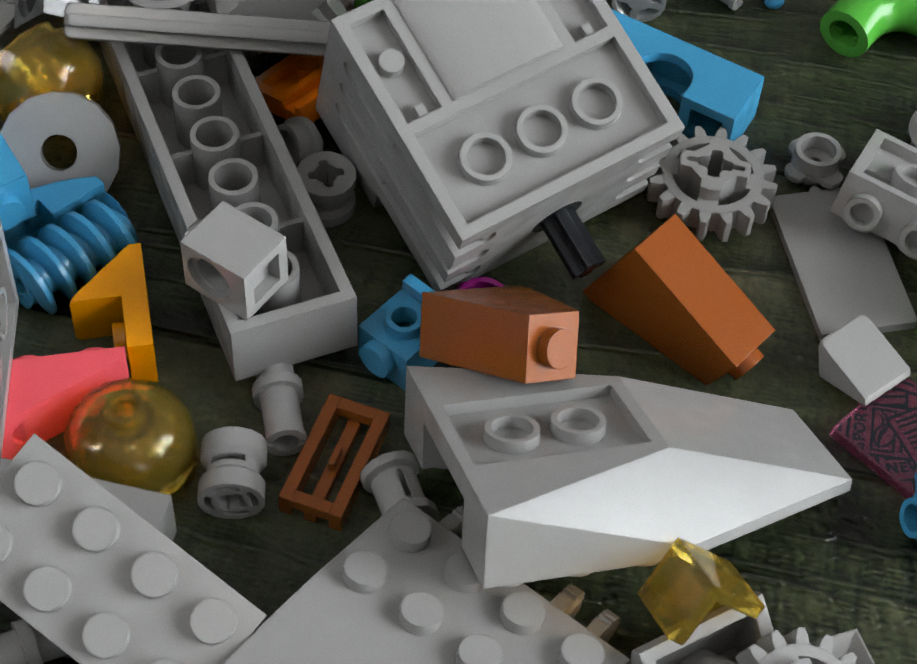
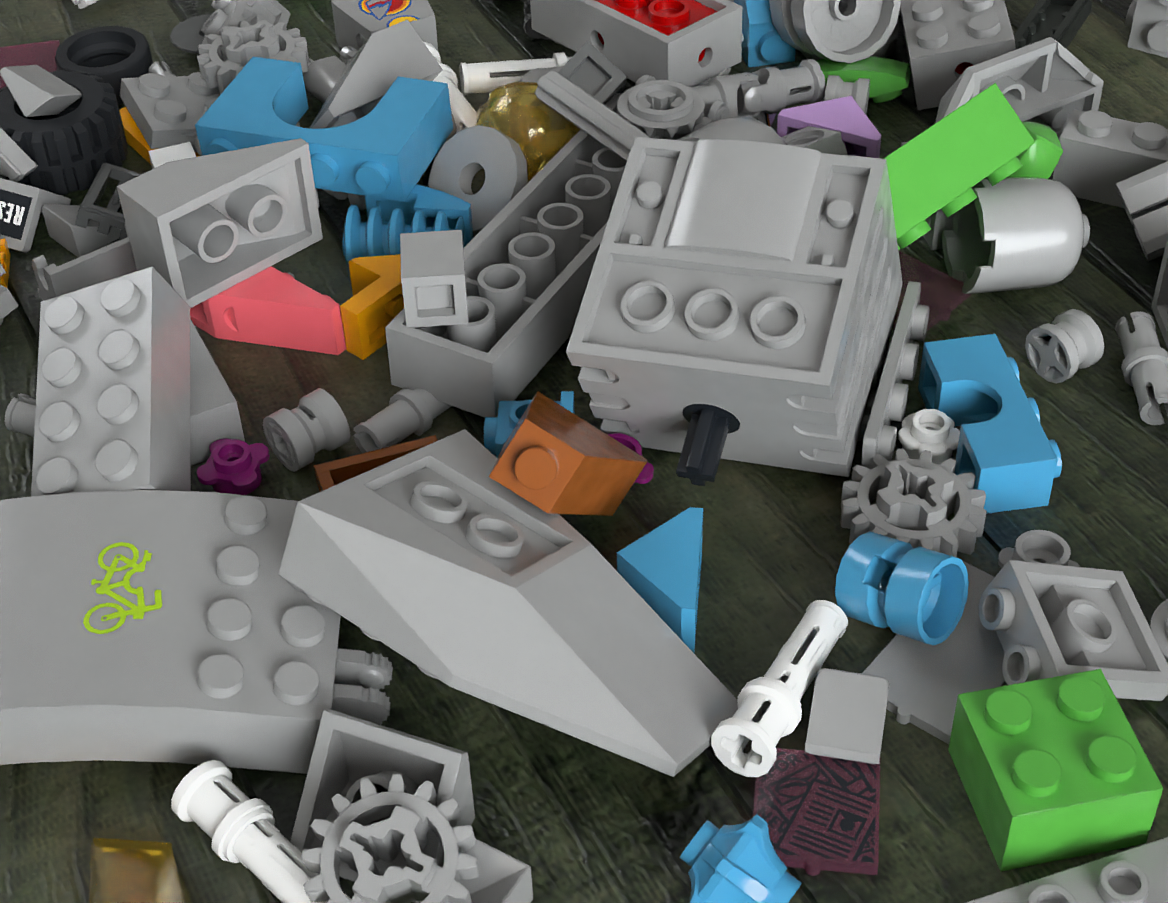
camera: 55 degrees right, 10 degrees down
(133, 436) = (277, 363): clear yellow cylinder -> none
(216, 533) = (233, 466): none -> magenta plate
(648, 351) = (667, 571): none -> dark azure slope
(683, 304) = (749, 559): dark orange slope -> none
(690, 586) = (425, 706): clear yellow panel -> none
(813, 236) = (902, 587): none -> dark azure wheel
(818, 390) = (771, 704): none -> white pin

